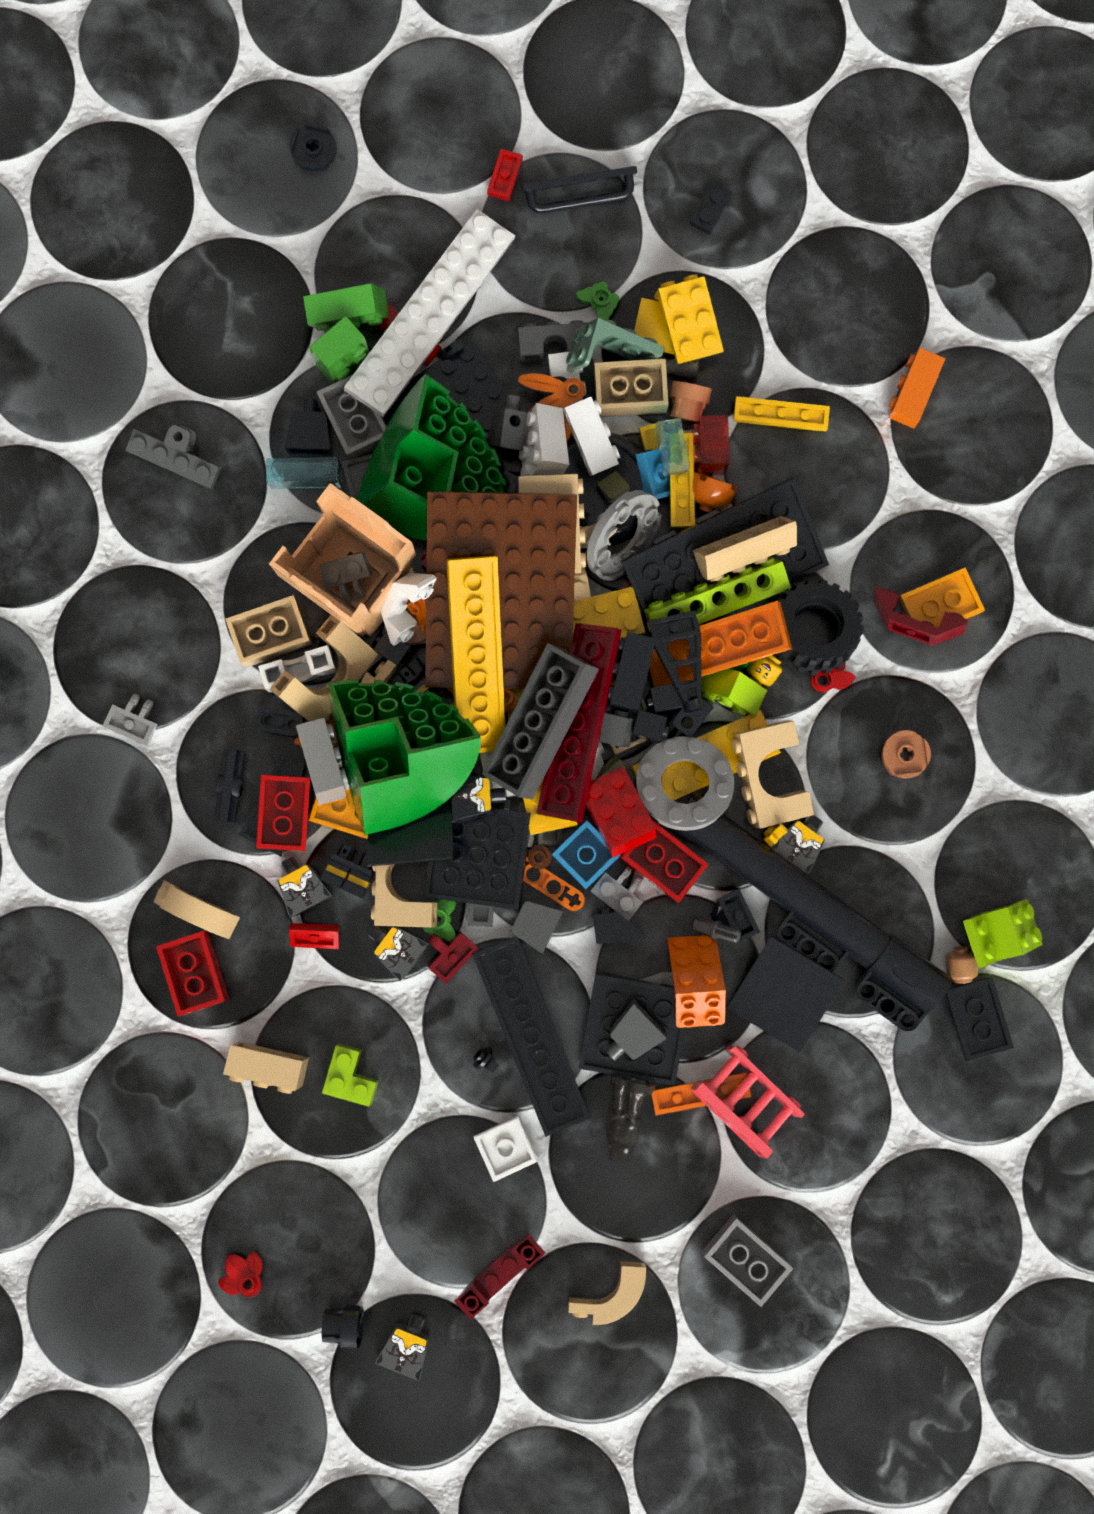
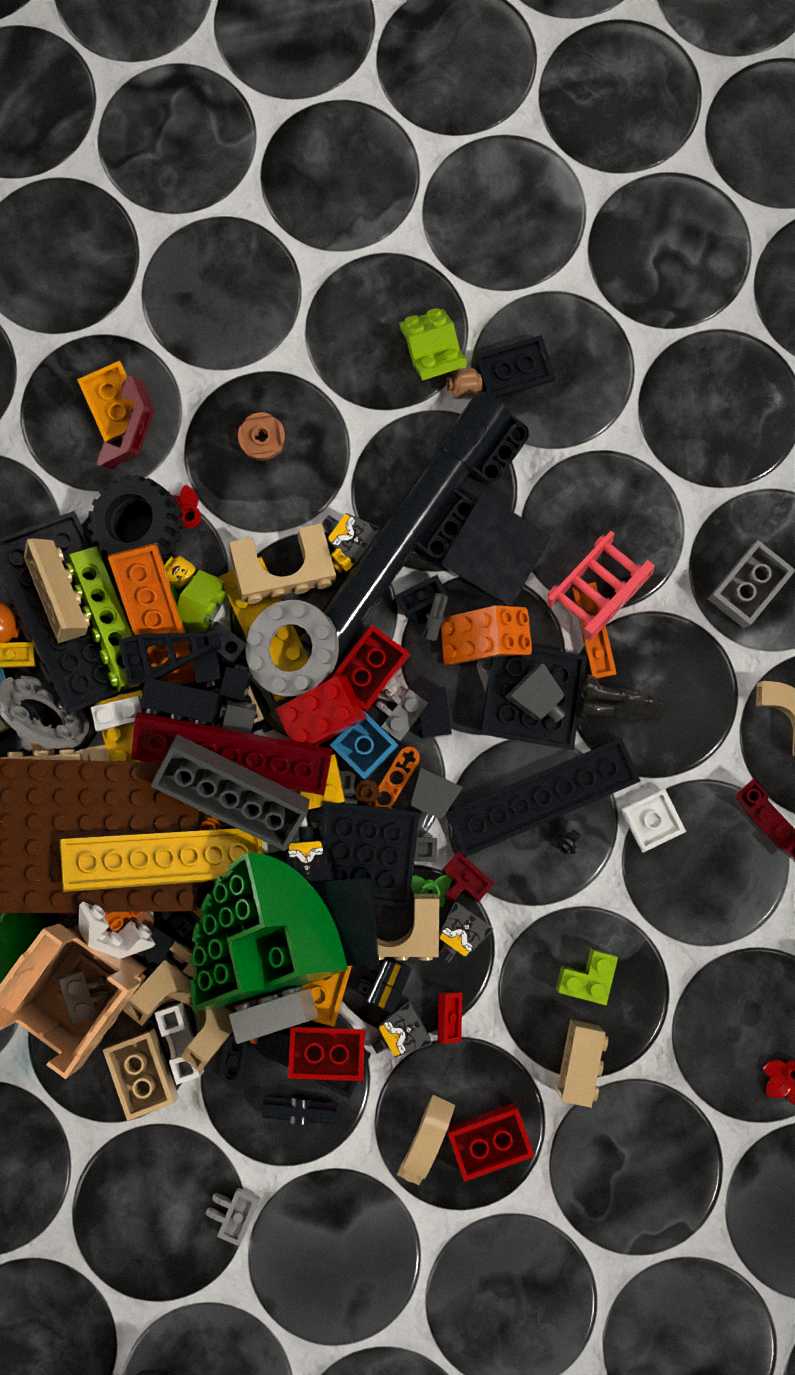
camera: 85 degrees left, 0 degrees up
(621, 608) = (116, 713): none -> white plate

